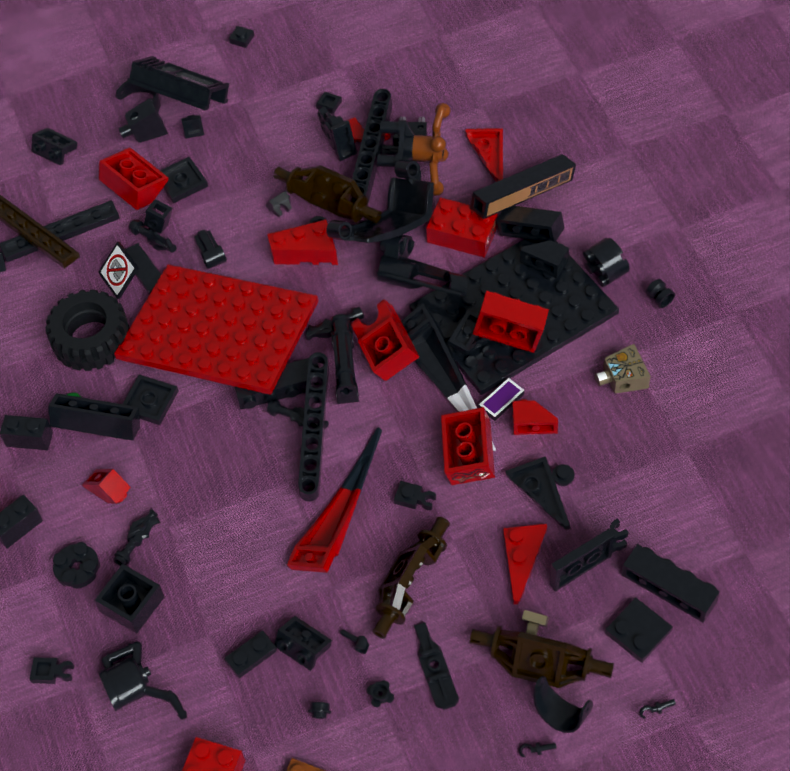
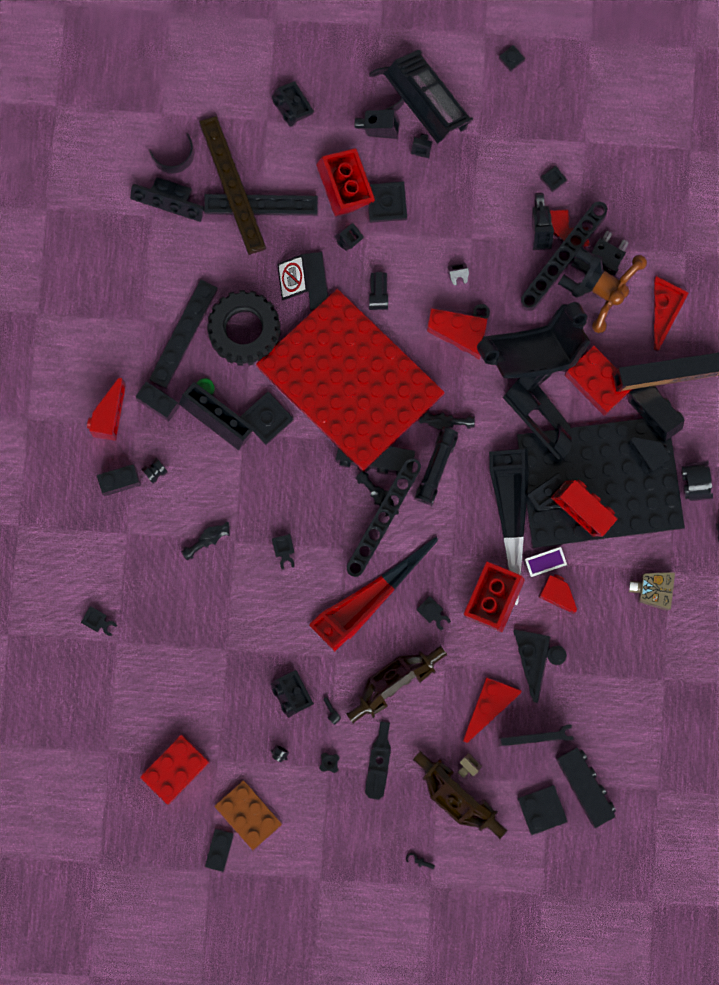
camera: 20 degrees right, 25 degrees up
(29, 365) = (183, 334): none -> black plate
(49, 498) = (154, 470): none -> black wheel
(67, 557) = (159, 547): black plate -> none
(107, 485) = (201, 482): red slope -> none
(128, 680) = (151, 659): black piece -> none
(129, 598) = (179, 594): black brick -> none
(158, 242) = (339, 261): black piece -> none
(224, 506) = (283, 548): none -> black plate
(250, 654) = (250, 682): black plate -> none
(328, 191) = (505, 288): dark brown plate -> none
(385, 342) = (478, 466): red brick -> none
(557, 711) = (451, 843): black piece -> none
(657, 707) = (522, 876): black hand -> none

